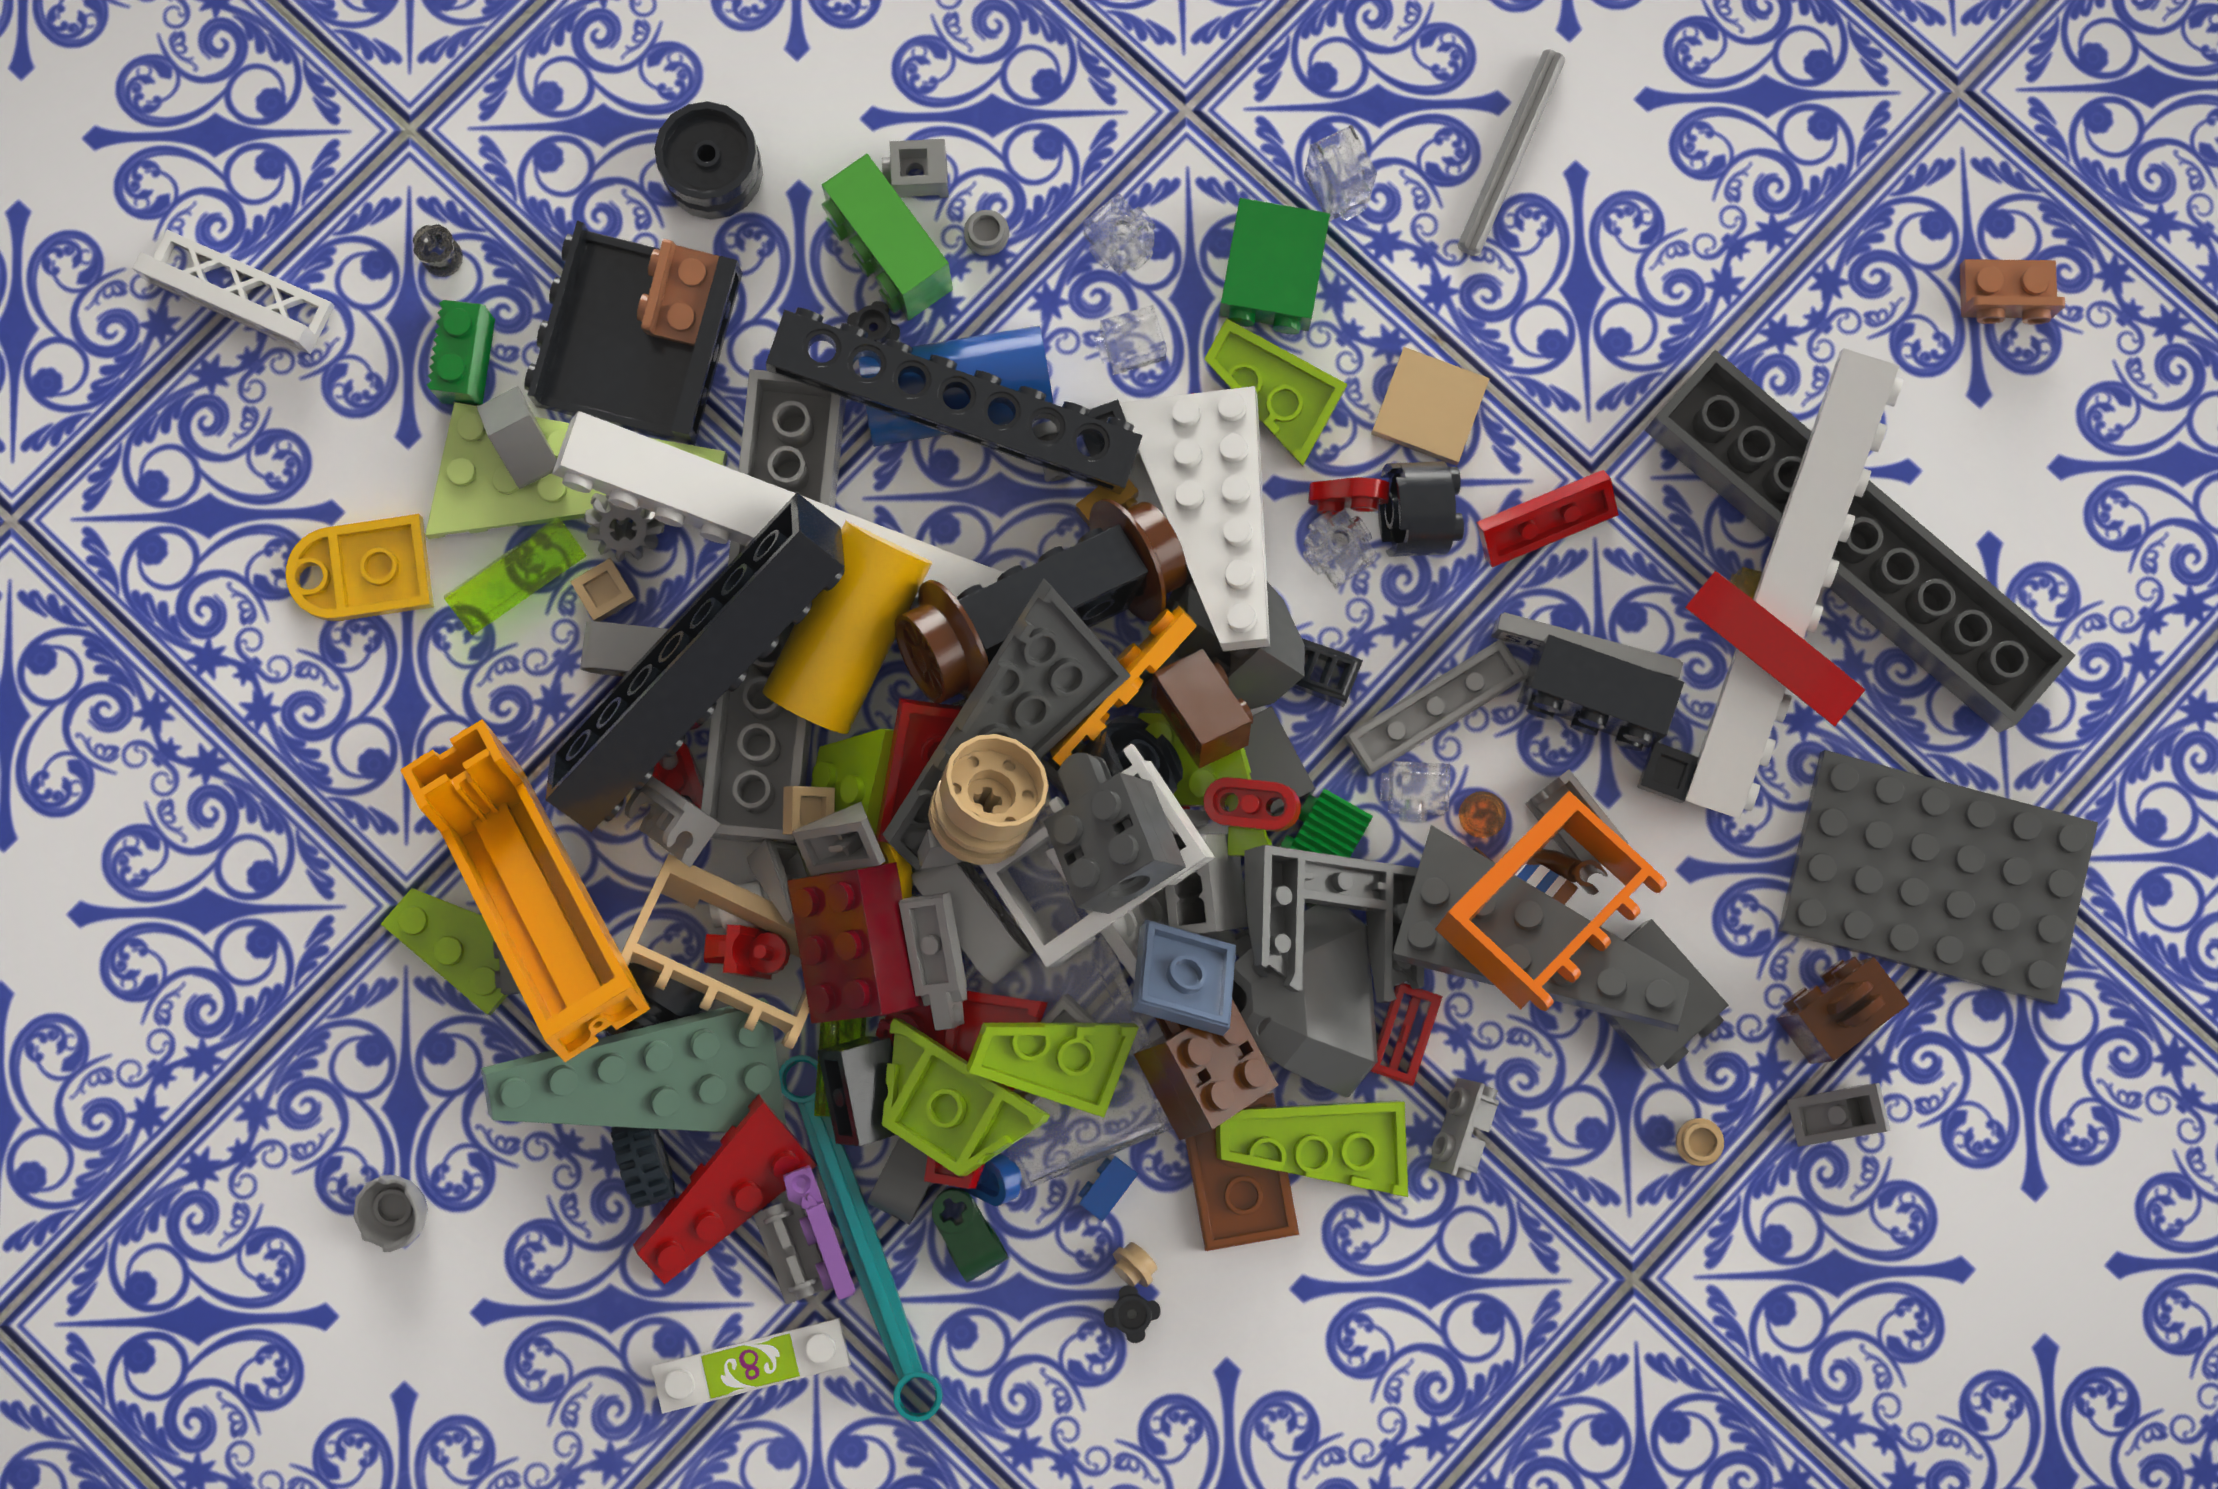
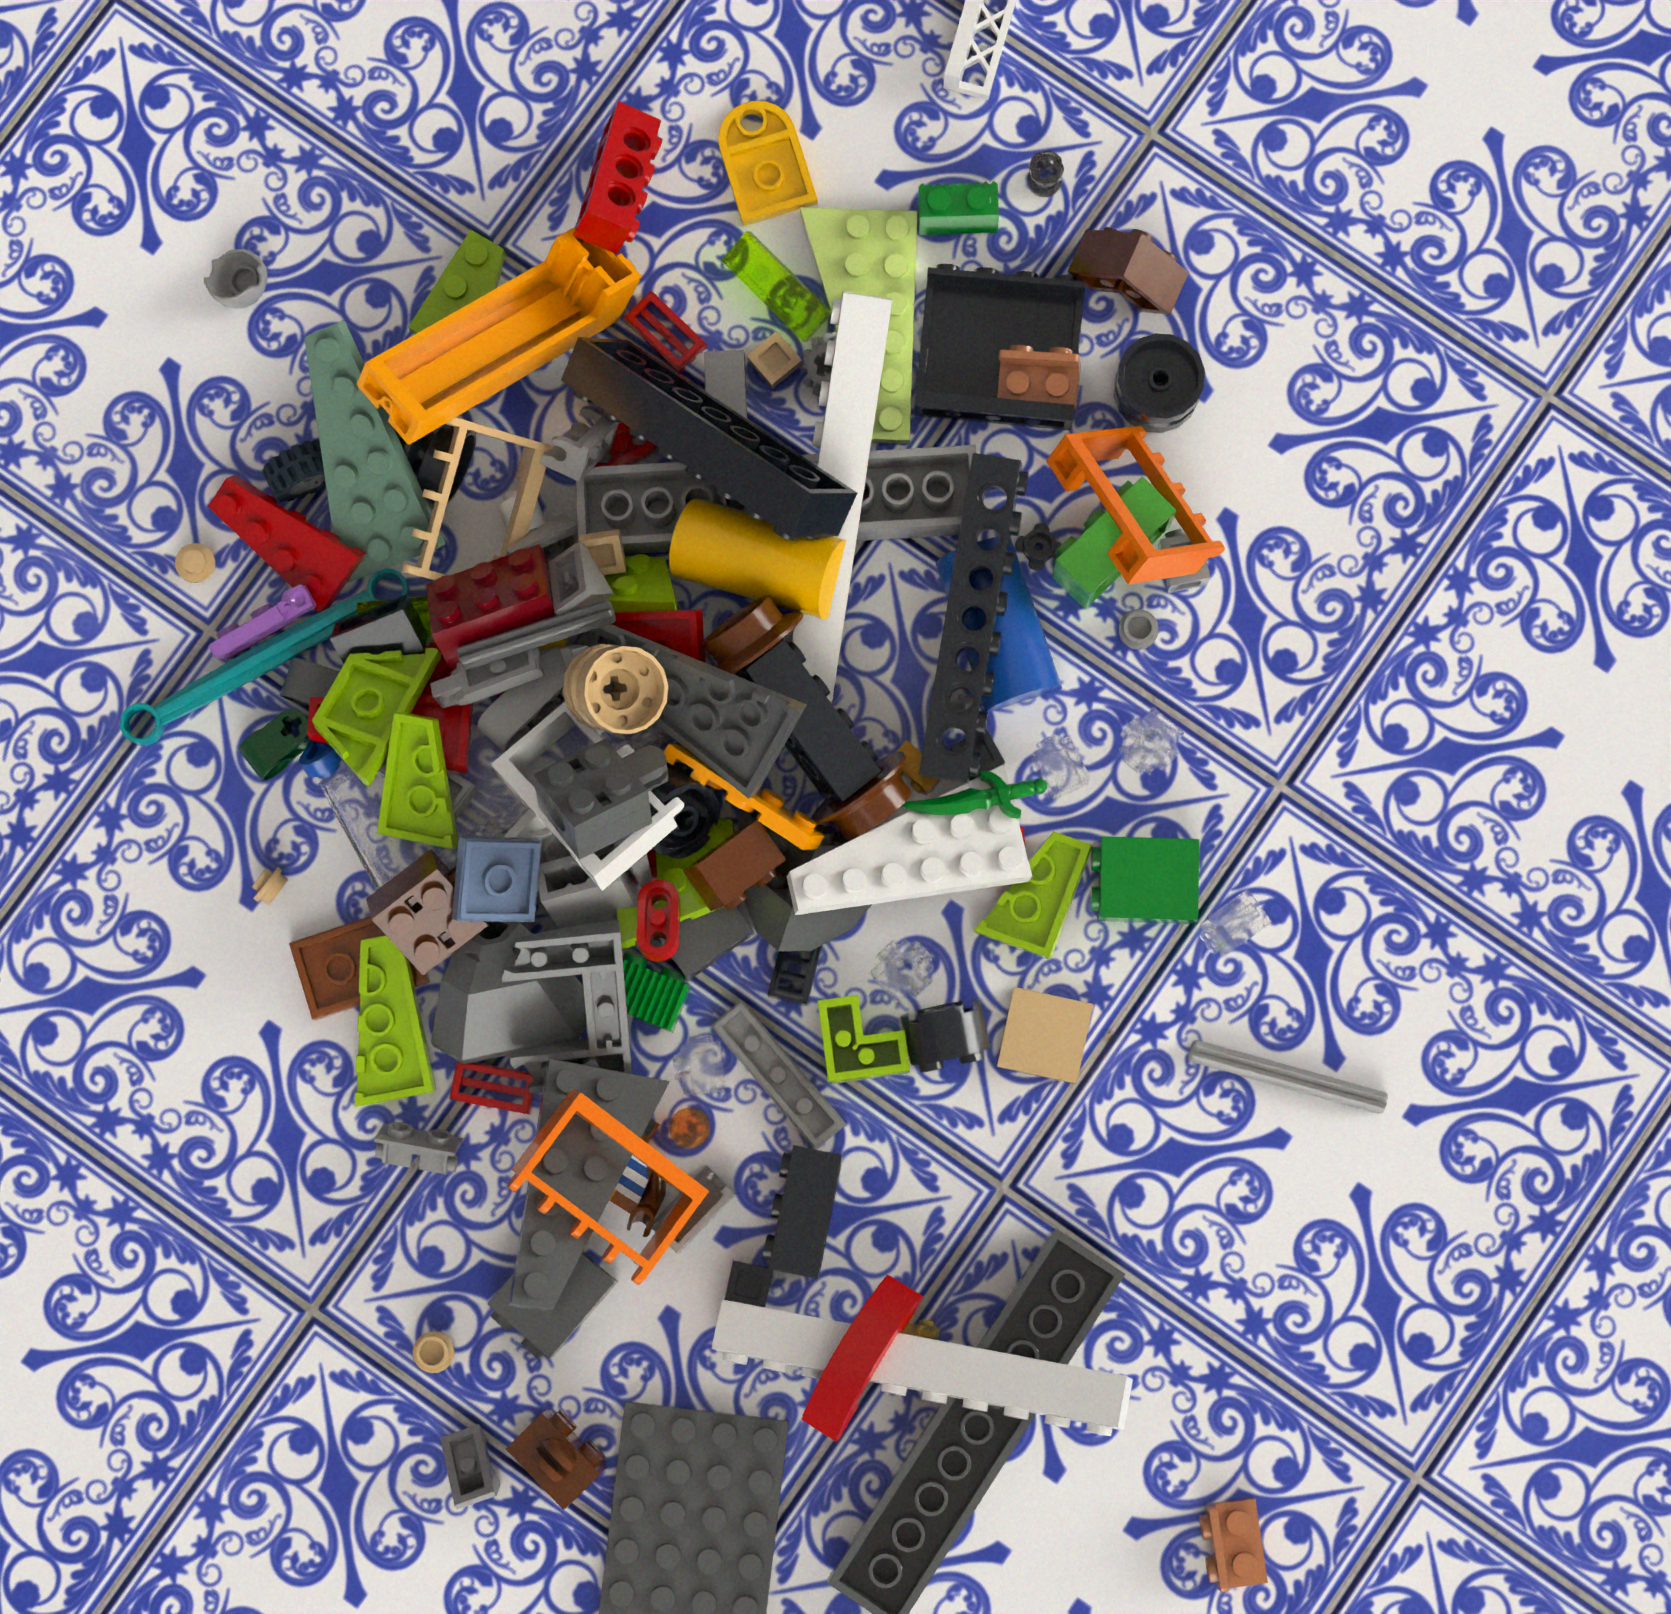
camera: 90 degrees right, 0 degrees up
(356, 732) = (618, 178): none -> red brick
(517, 437) = (892, 264): light grey slope -> none
(555, 729) = (688, 355): none -> red tile
(566, 171) = (1129, 266): none -> reddish brown brick
(731, 1308) = (195, 563): none -> tan plate
(747, 952) = (482, 524): red hips -> none
(751, 1365) = (152, 587): plate -> none
(789, 1252) = (242, 601): light grey hinge -> none
(901, 891) = (536, 634): none -> dark grey axle
(912, 202) = (1133, 553): none -> orange hinge
(1108, 1188) = (331, 855): blue piece -> none
(1118, 1316) = (225, 879): black plate -> none
(1157, 437) = (972, 799): none -> green piece
(1353, 493) = (947, 971): red plate -> none
(1423, 618) = (850, 1053): none -> lime brick
(1532, 633) = (846, 1199): light grey tile -> none
(1547, 518) = (957, 1150): red plate -> none

